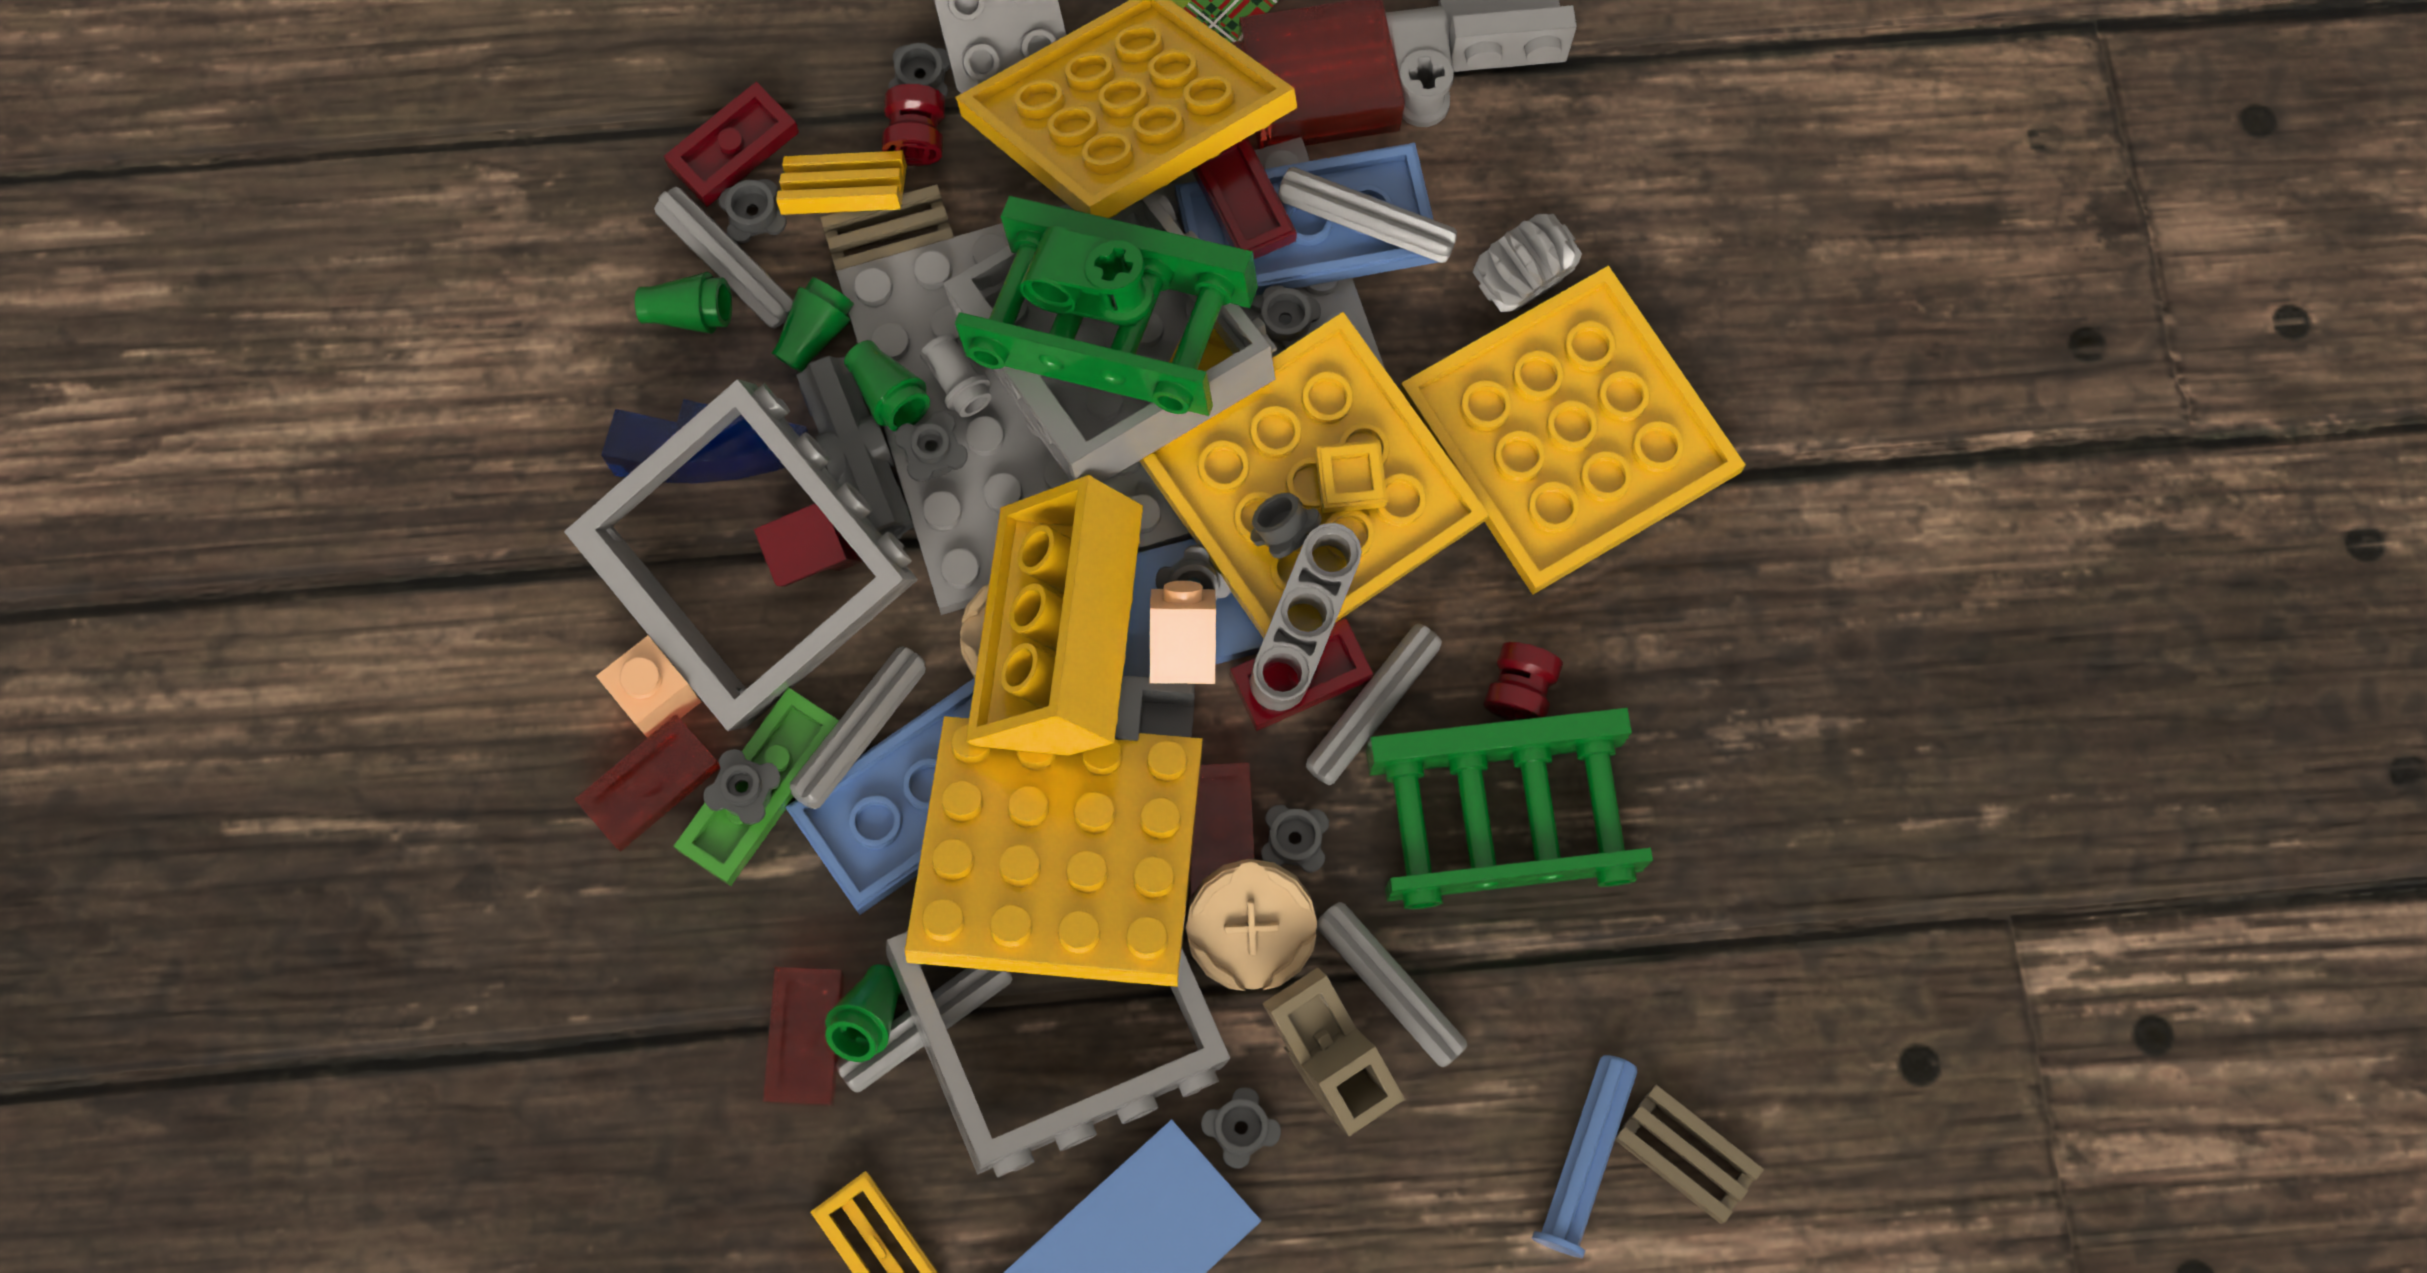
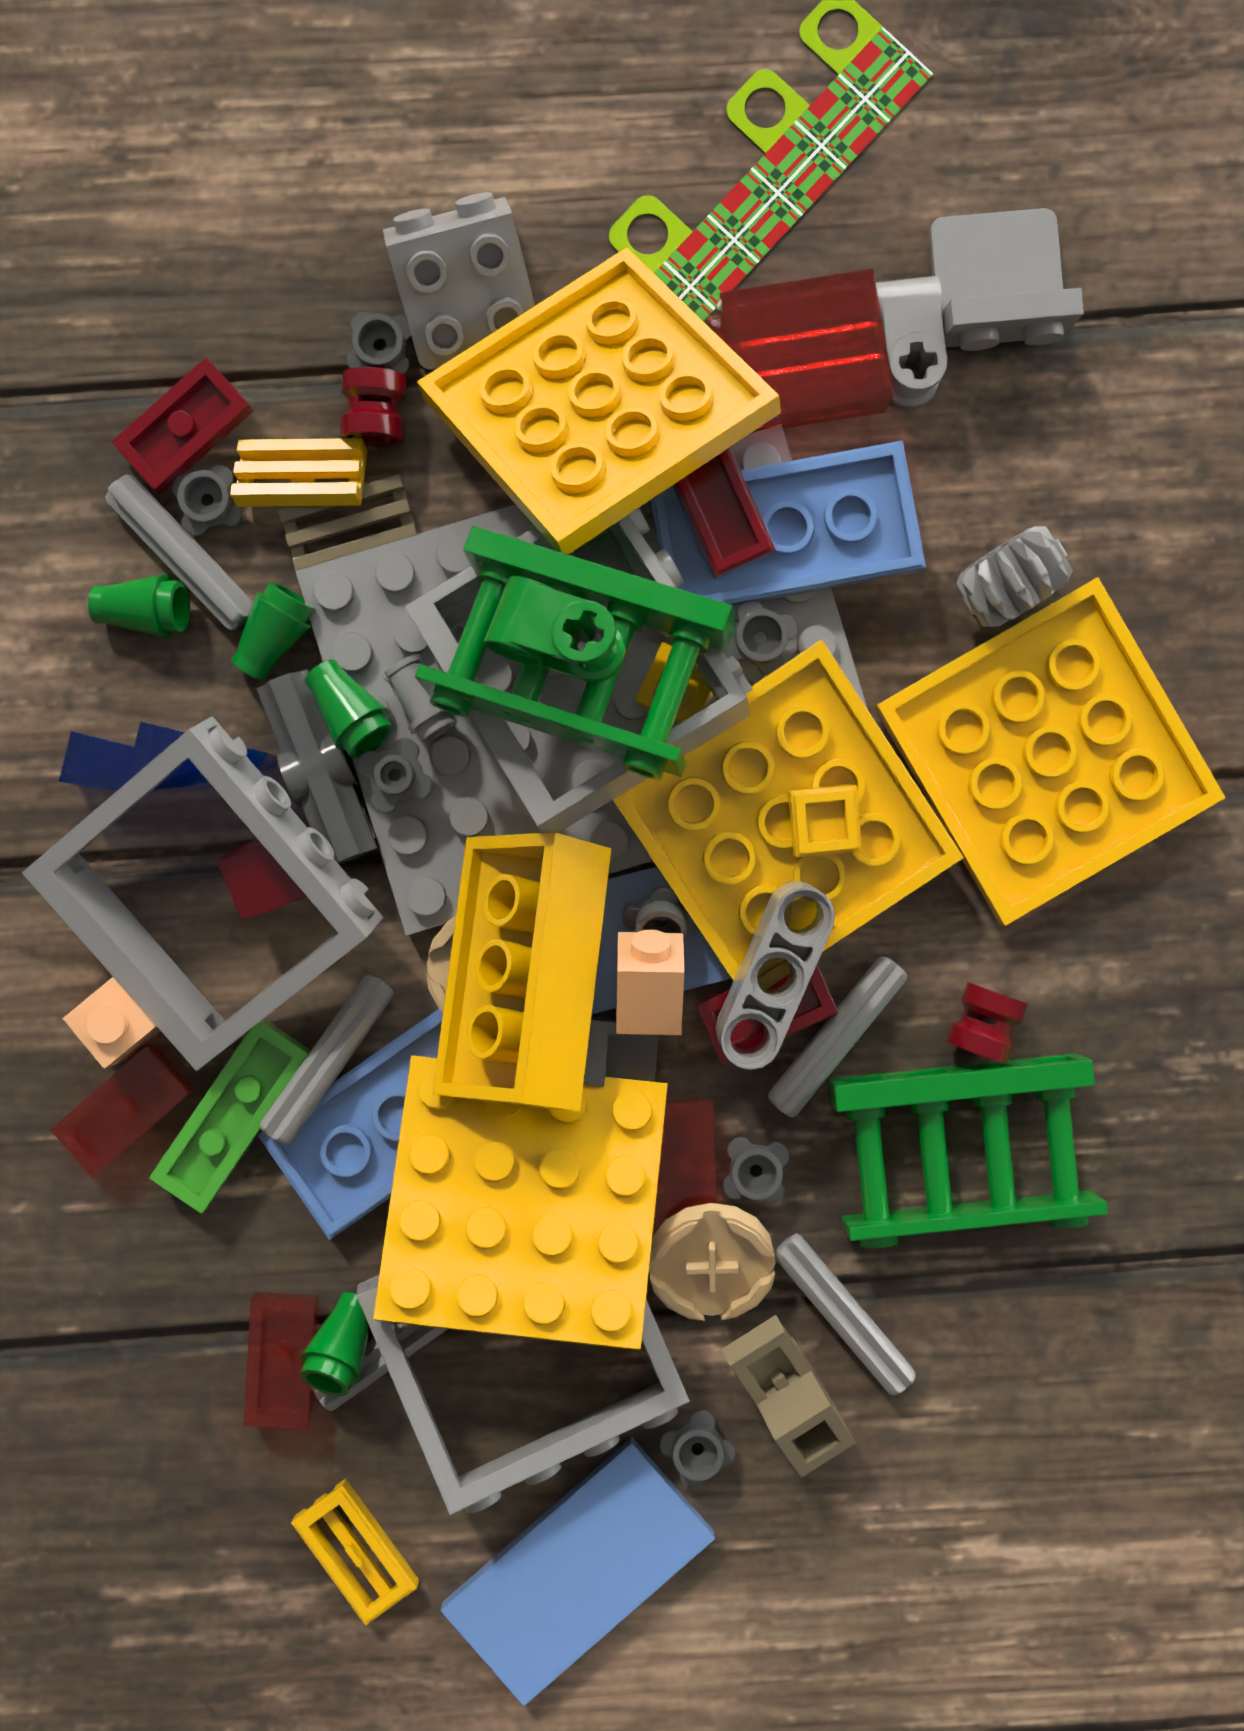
camera: 10 degrees right, 15 degrees up
(747, 805) = (231, 1122): dark grey plate -> none
(1283, 524) = (745, 866): dark grey plate -> none
(1367, 214) = (850, 528): light grey axle -> none
(1588, 1156) = (1025, 1483): medium blue axle -> none
(1734, 1188) = (1159, 1511): dark tan tile -> none

